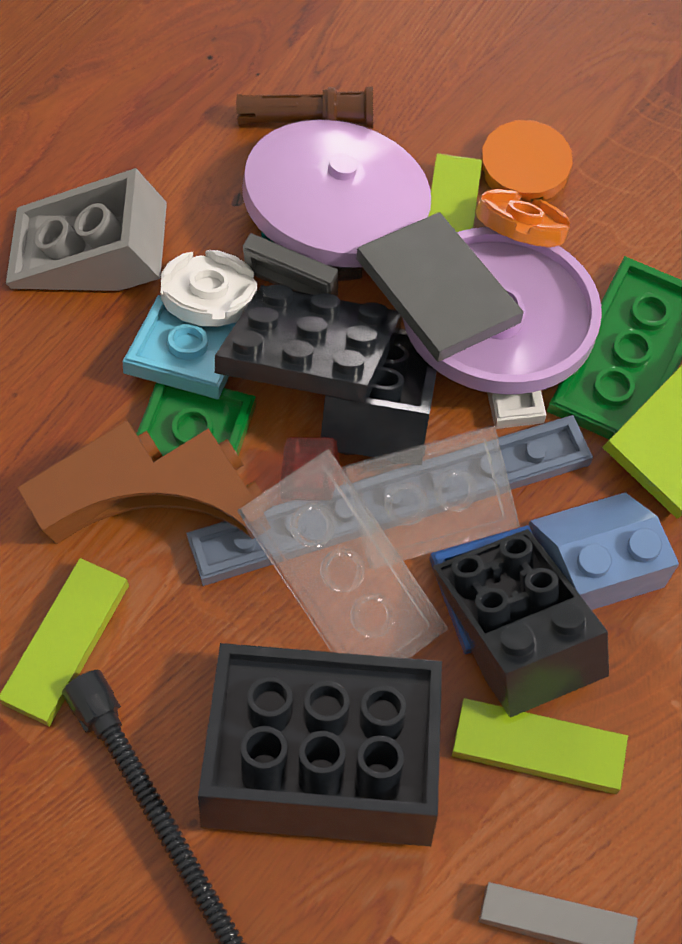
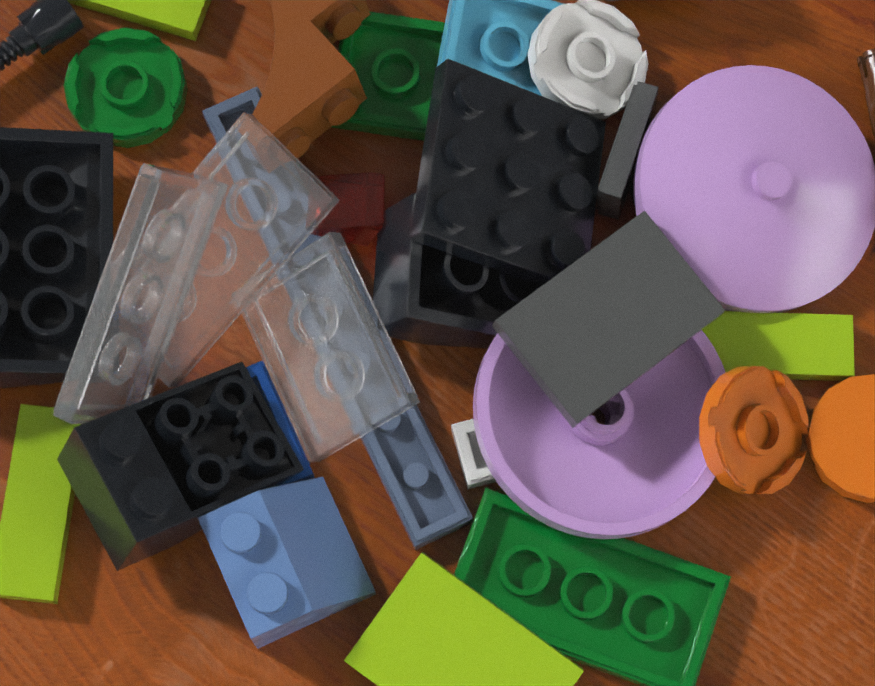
camera: 85 degrees right, 10 degrees up
(164, 645) = (126, 87): none -> green tile
(395, 611) = (140, 293): none -> clear tile

